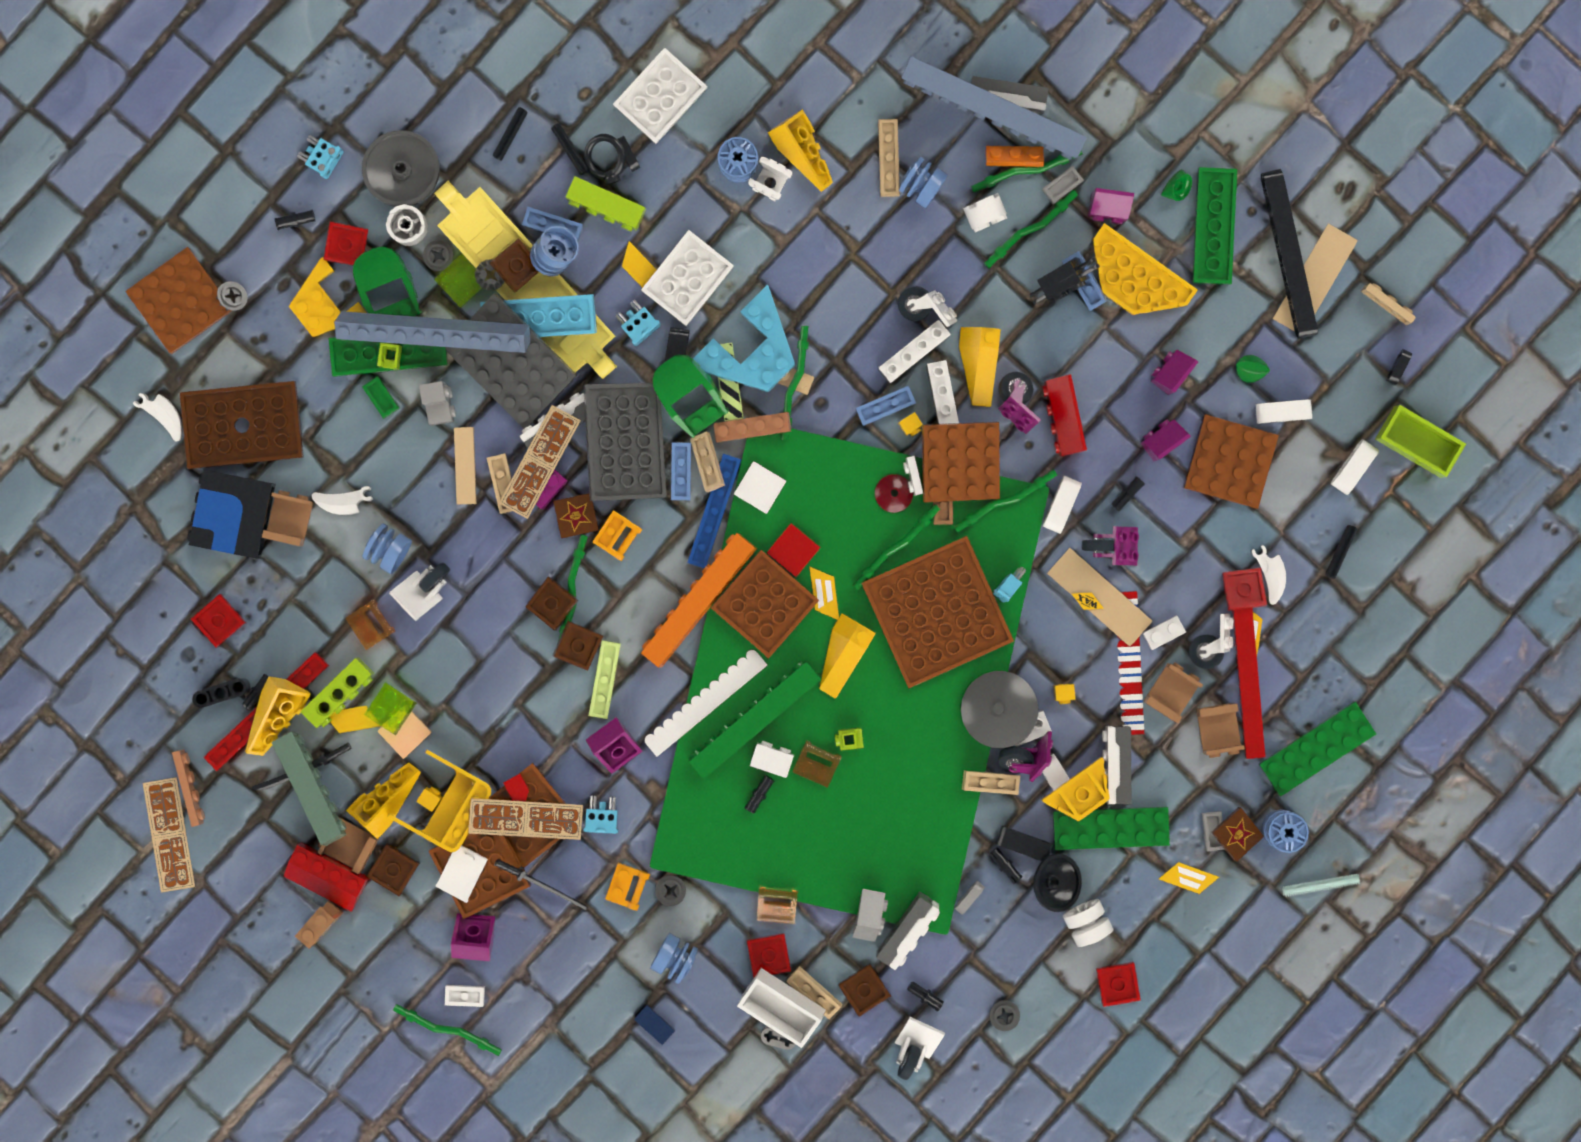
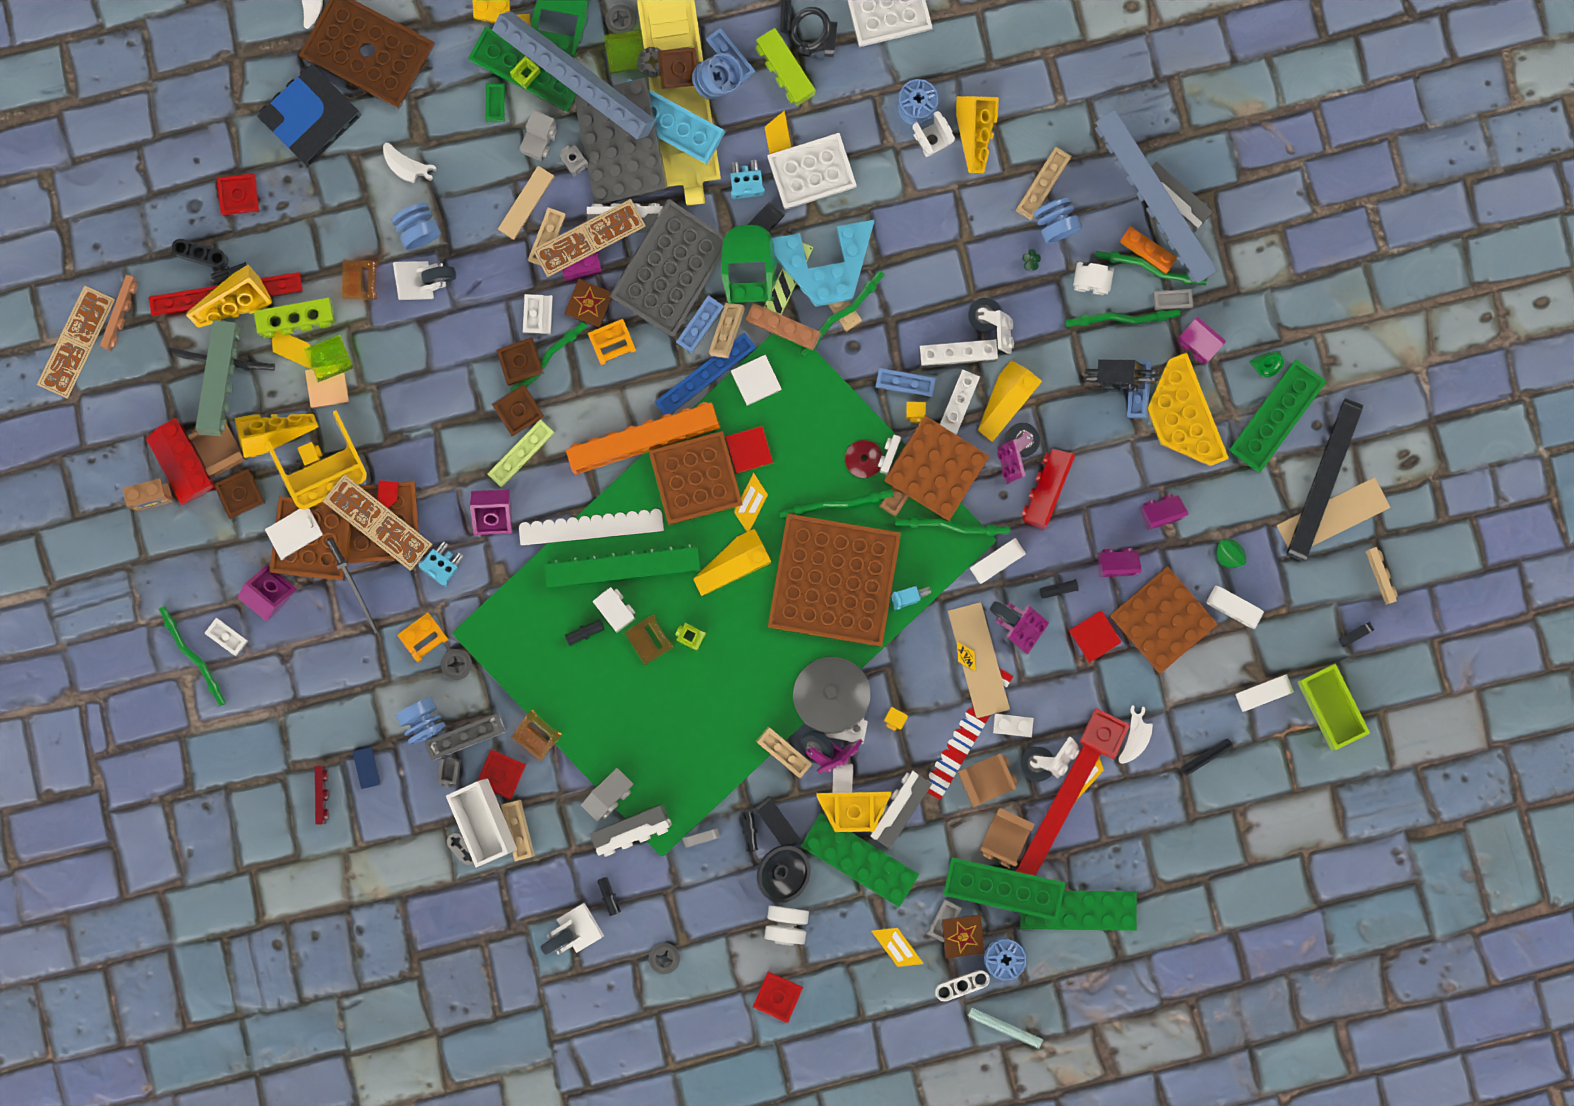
camera: 25 degrees right, 5 degrees down
(288, 518) = (353, 150): medium nougat panel -> none
(487, 402) = (577, 165): none -> light grey brick
(539, 553) = (537, 314): none -> white plate
(633, 1072) = (321, 795): none -> dark red plate
(719, 946) = (465, 736): none -> dark grey piece
(724, 982) = (449, 771): none -> flat silver window
(864, 990) = (561, 857): reddish brown tile -> none
(922, 230) = (1031, 260): none -> dark green plant
(1183, 513) = (1095, 636): none -> red tile
(1247, 773) = (1004, 889): none -> green plate
(1272, 871) = (971, 985): none -> white beam

